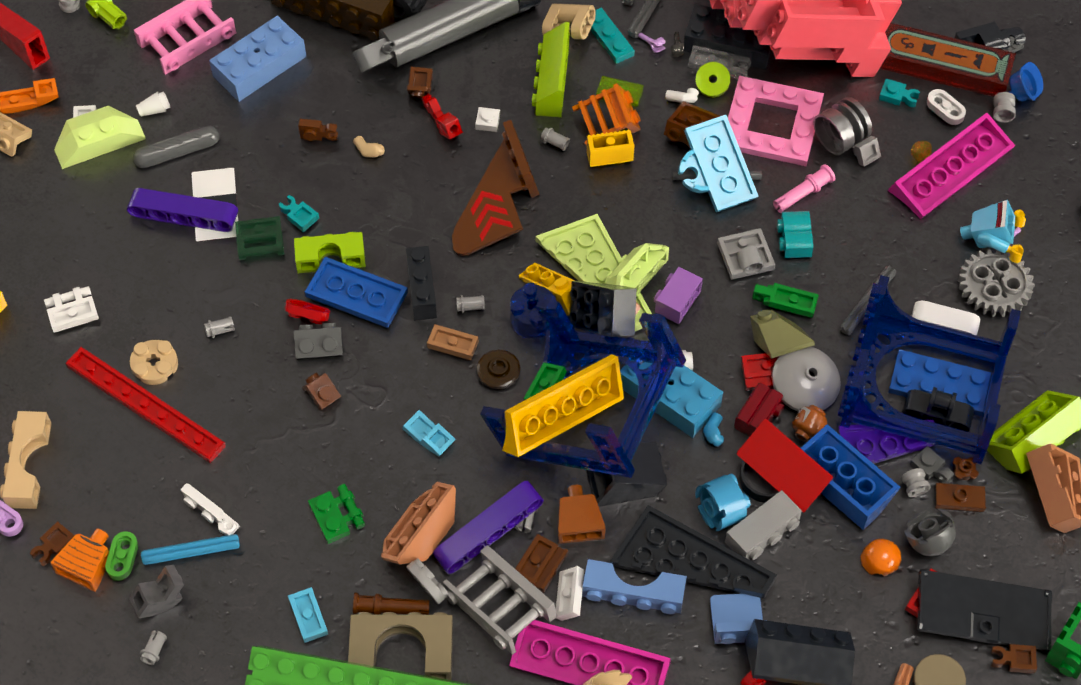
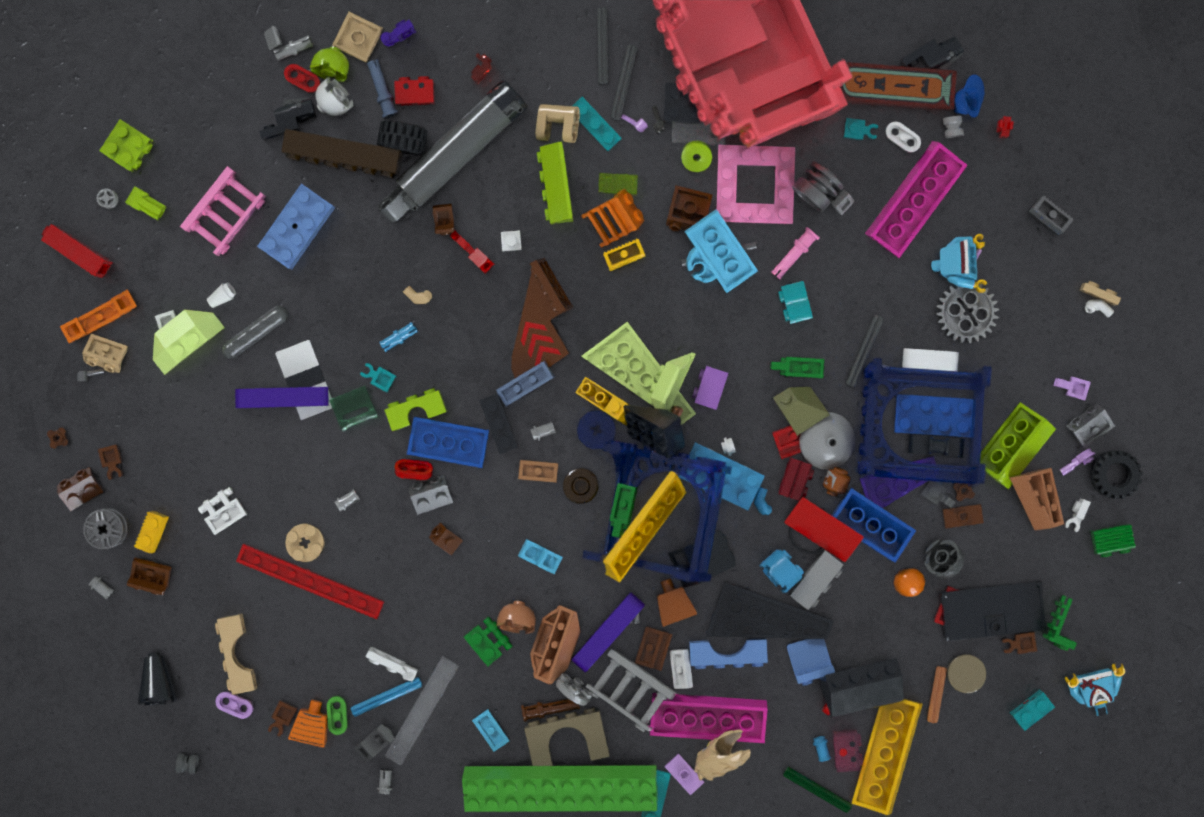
camera: 15 degrees left, 30 degrees up
(227, 574) = (421, 710): none -> clear plate
(314, 130) = (365, 291): reddish brown plate -> none
(334, 180) = (398, 336): none -> dark azure pin
(378, 491) = (516, 618): none -> nougat cylinder
(463, 248) = (525, 383): none -> sand blue plate
(554, 138) = (574, 250): light grey pin -> none
(679, 97) = (673, 180): white arm -> none
(746, 253) = (758, 330): light grey plate -> none
(915, 482) = (927, 514): light grey wheel -> none
(921, 150) = (888, 191): clear yellow plate -> none
(1061, 114) = (1004, 127): none -> red plate

